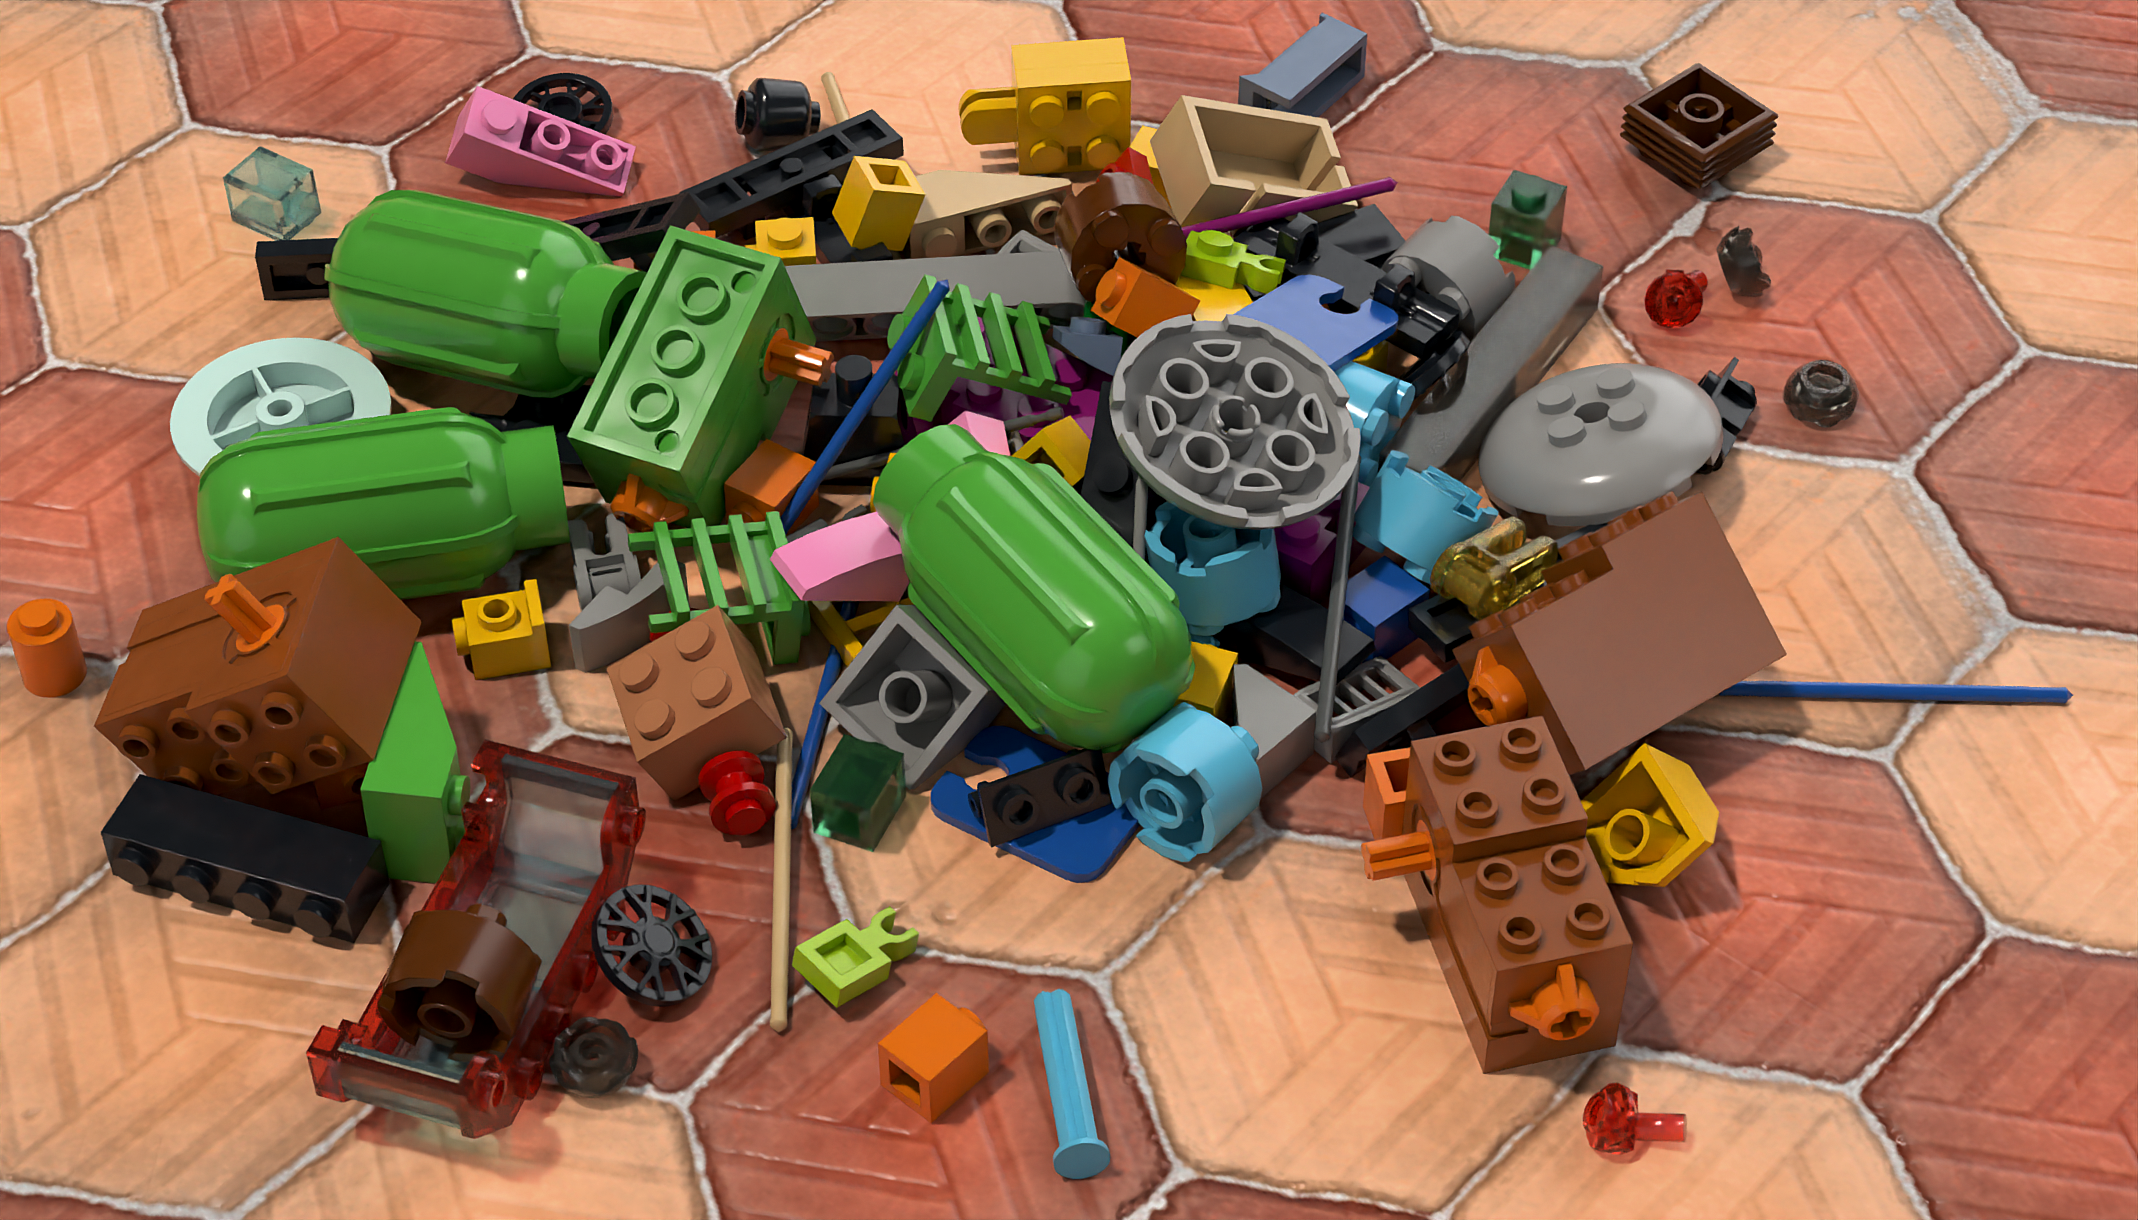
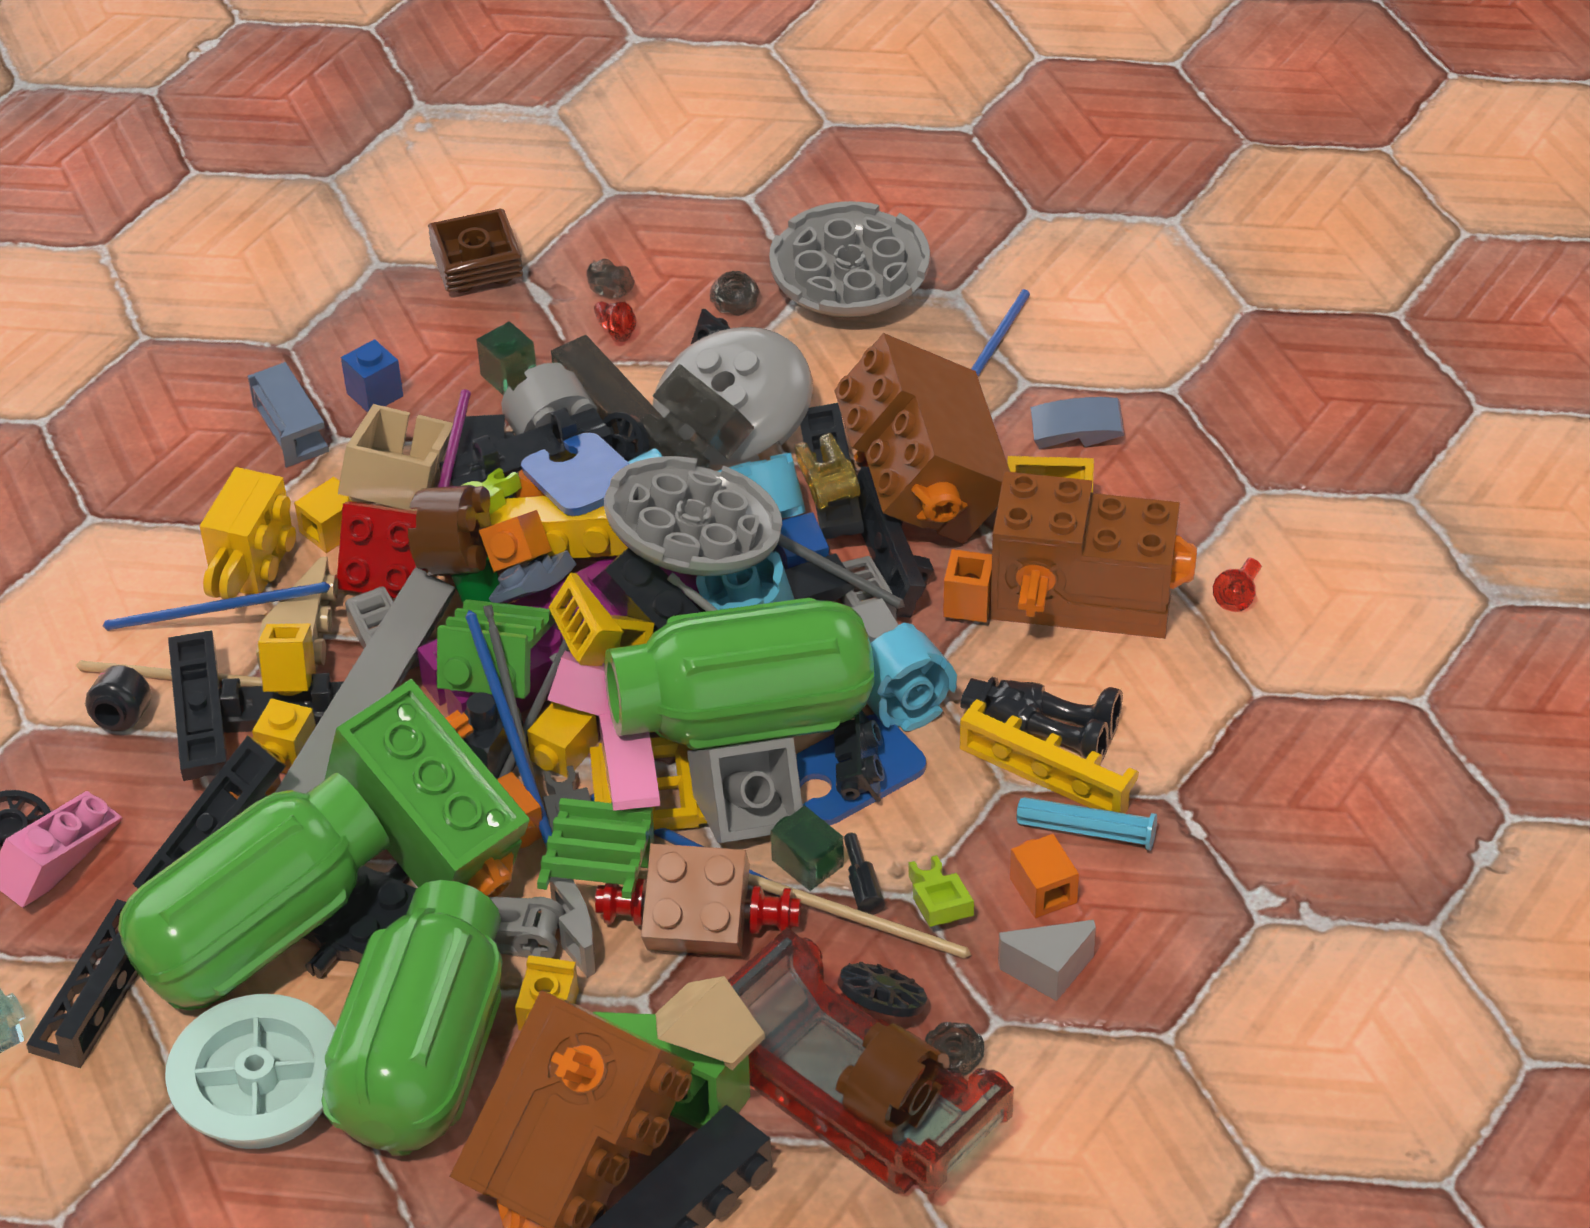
camera: 65 degrees left, 0 degrees up
(415, 742) = (710, 1021): none -> tan slope
(794, 1113) = (1047, 955): none -> light grey slope
(847, 871) = (863, 878): none -> black axle
(879, 406) = (505, 678): none -> dark grey piece
(952, 133) = (215, 606): none -> blue axle
(1020, 416) = (604, 631): none -> yellow slope
(1140, 984) = (1044, 761): none -> yellow hinge
(1235, 936) = (1033, 705): none -> black piece
(1411, 119) = (372, 375): none -> blue brick
(1495, 405) = (703, 412): none -> clear smoke brick
(1829, 825) = (1083, 418): none -> sand blue slope
(1951, 471) = (849, 259): none -> light grey brick

